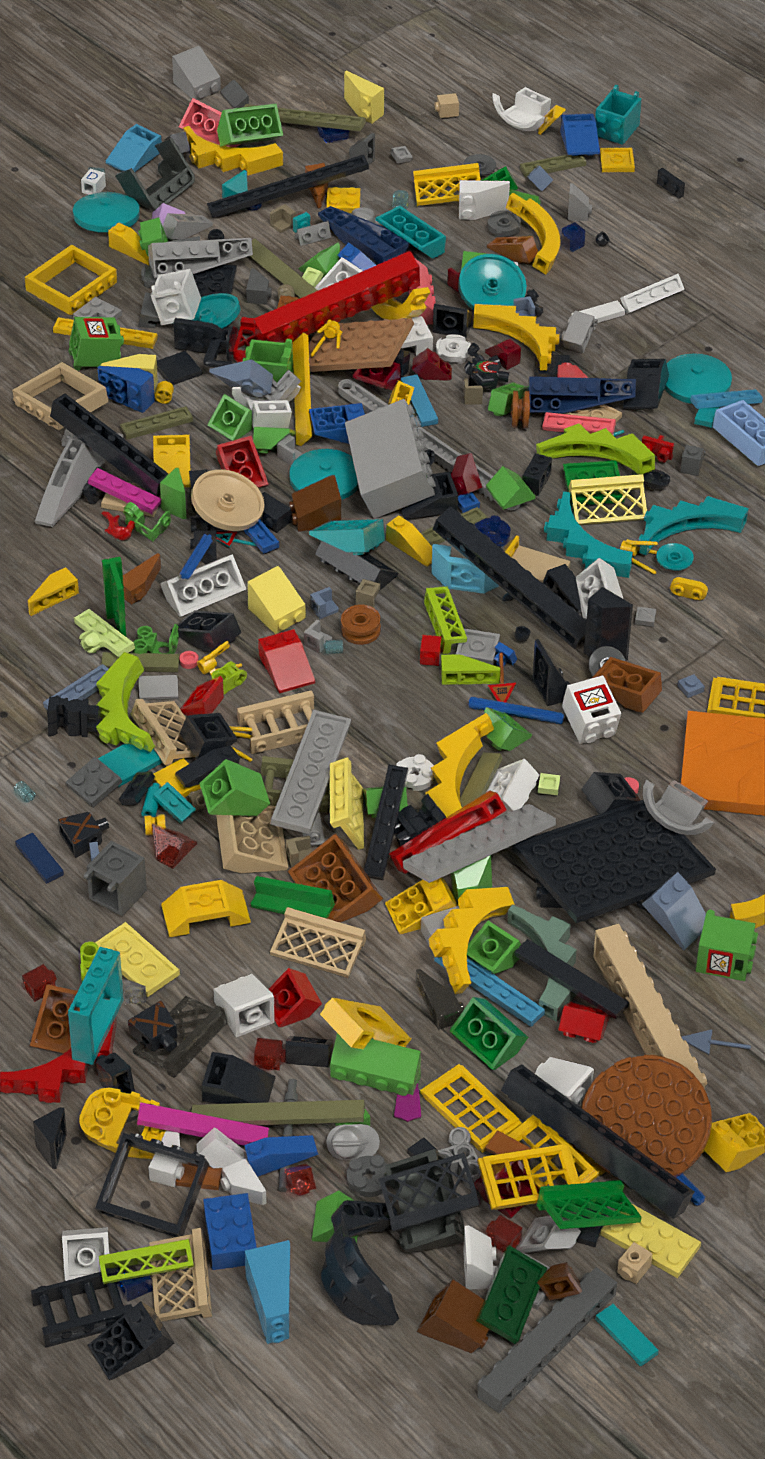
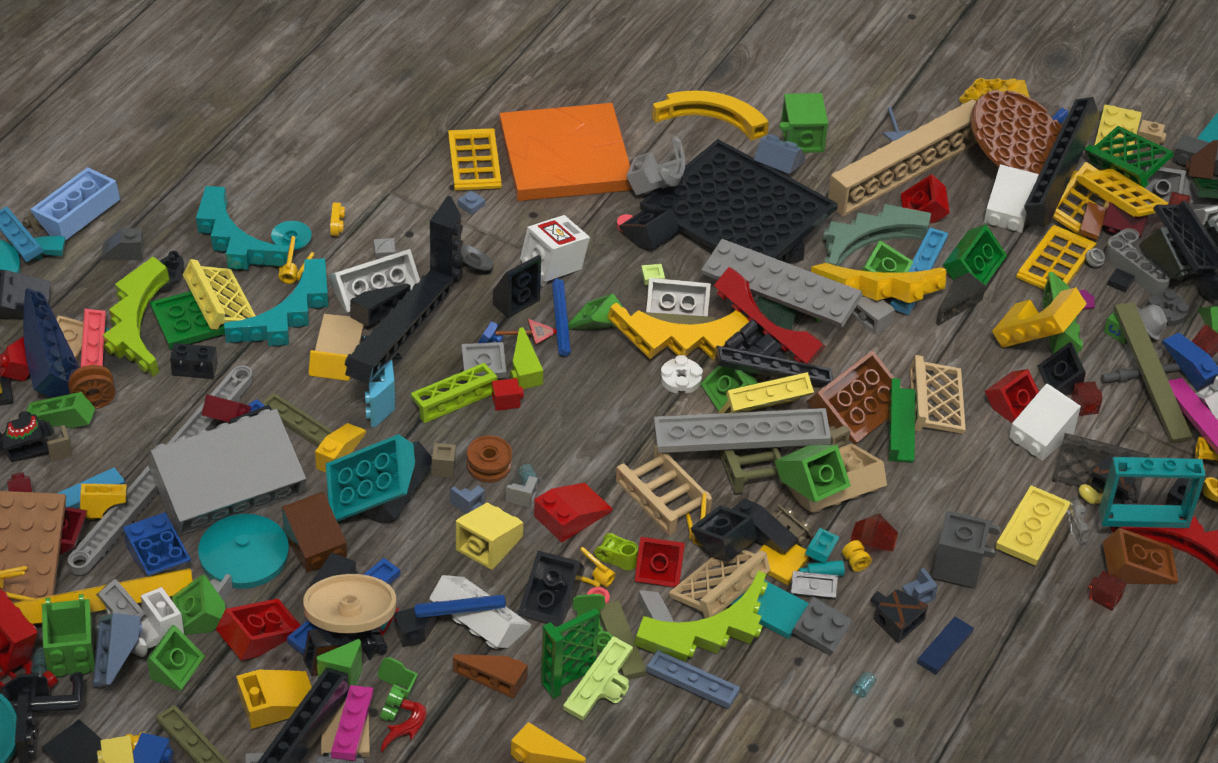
camera: 110 degrees left, 0 degrees up
(72, 715) = (745, 659): black hips -> none
(88, 951) = (1060, 558): lime piece -> none
(203, 903) = (951, 482): yellow slope -> none
(235, 1081) = (1136, 413): black slope -> none
(418, 902) = (857, 335): yellow slope -> none
(496, 525) = (296, 376): clear blue plate -> none
(509, 488) = (236, 371): bright green slope -> none
(522, 633) = (450, 330): black hinge -> none
(572, 979) = (897, 205): black tile -> none
(631, 684) = (498, 233): dark orange slope -> none
(659, 447) = (114, 273): red hips -> none

